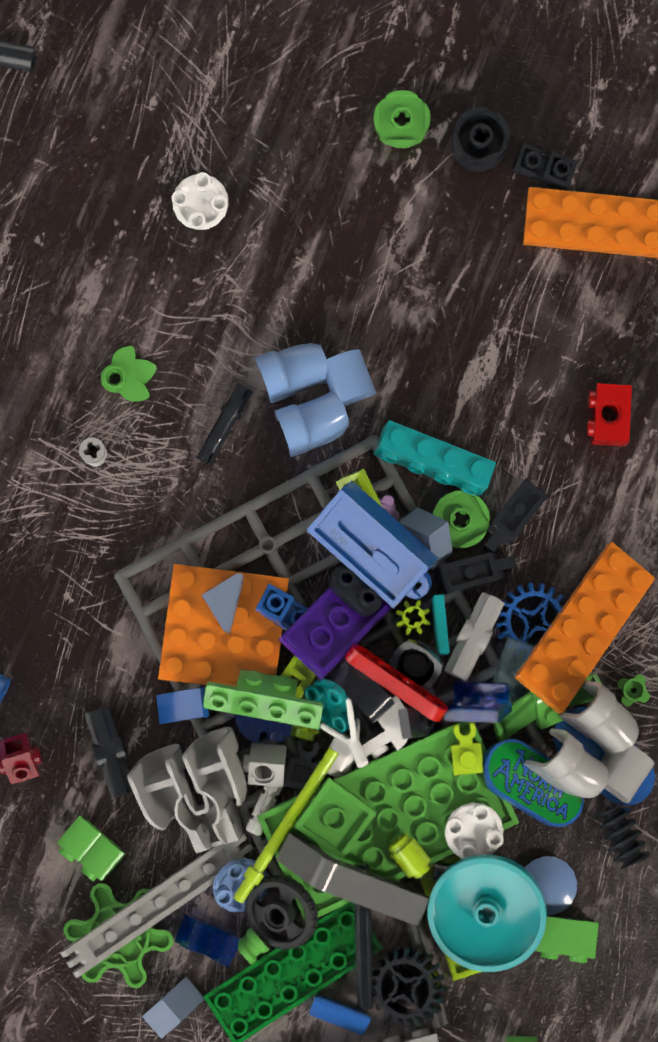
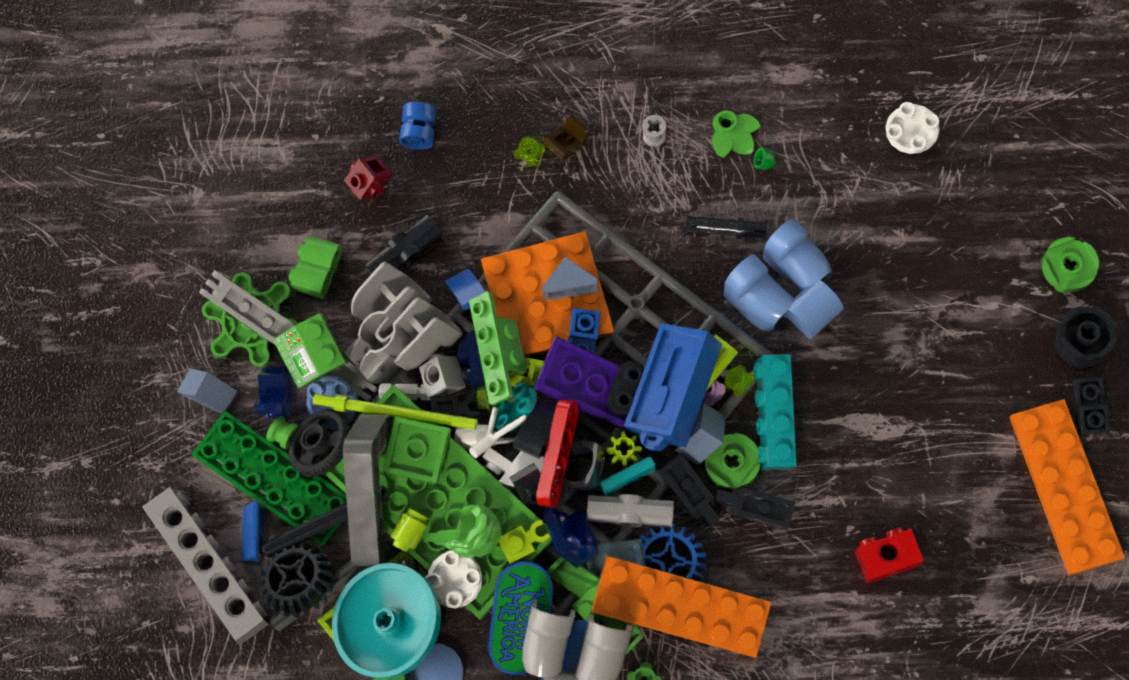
camera: 75 degrees right, 10 degrees down
(50, 584) = (526, 144): none -> clear neon green plate
(63, 541) = (567, 138): none -> dark brown bracket
(169, 357) = (764, 159): none -> green hinge
(185, 886) = (310, 350): none -> bright green slope
(387, 487) = (734, 376): none -> clear neon green plate
(443, 796) = (475, 534): none -> bright green hair

